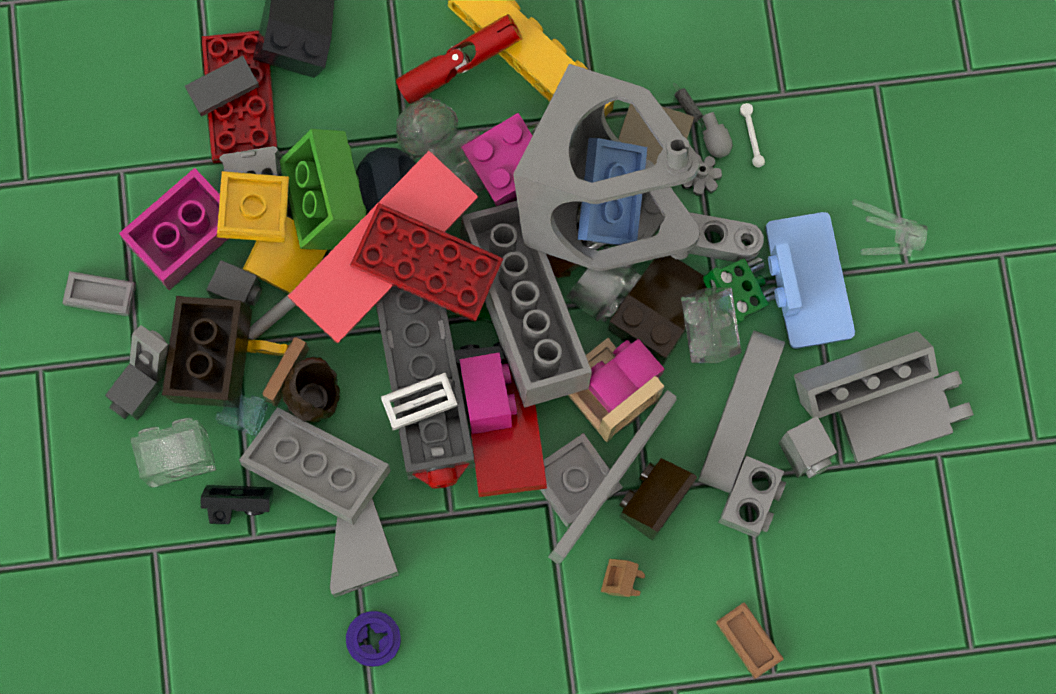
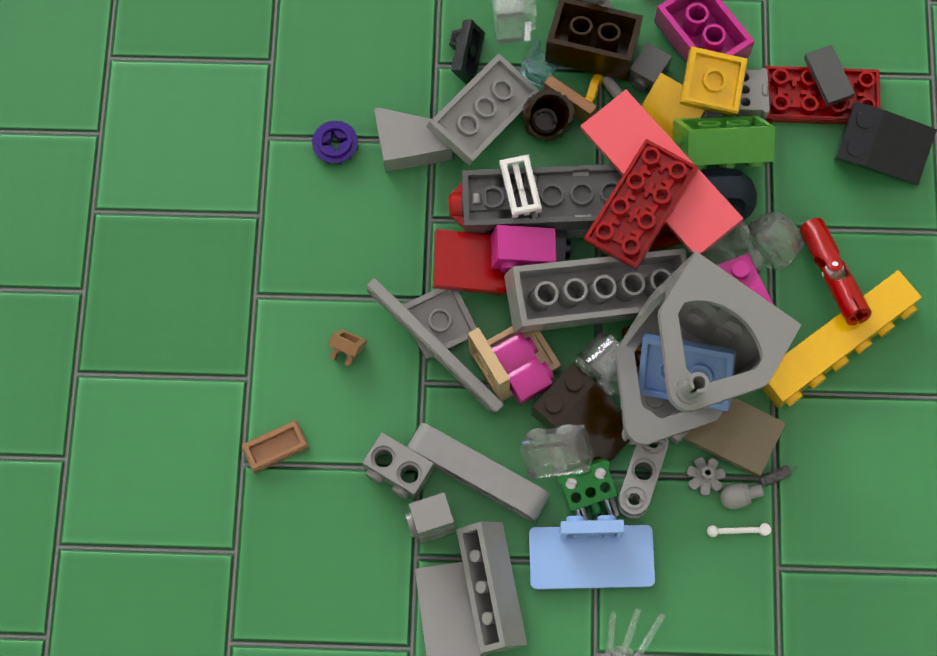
camera: 105 degrees right, 5 degrees down
(657, 497) = (409, 382): dark brown slope -> none

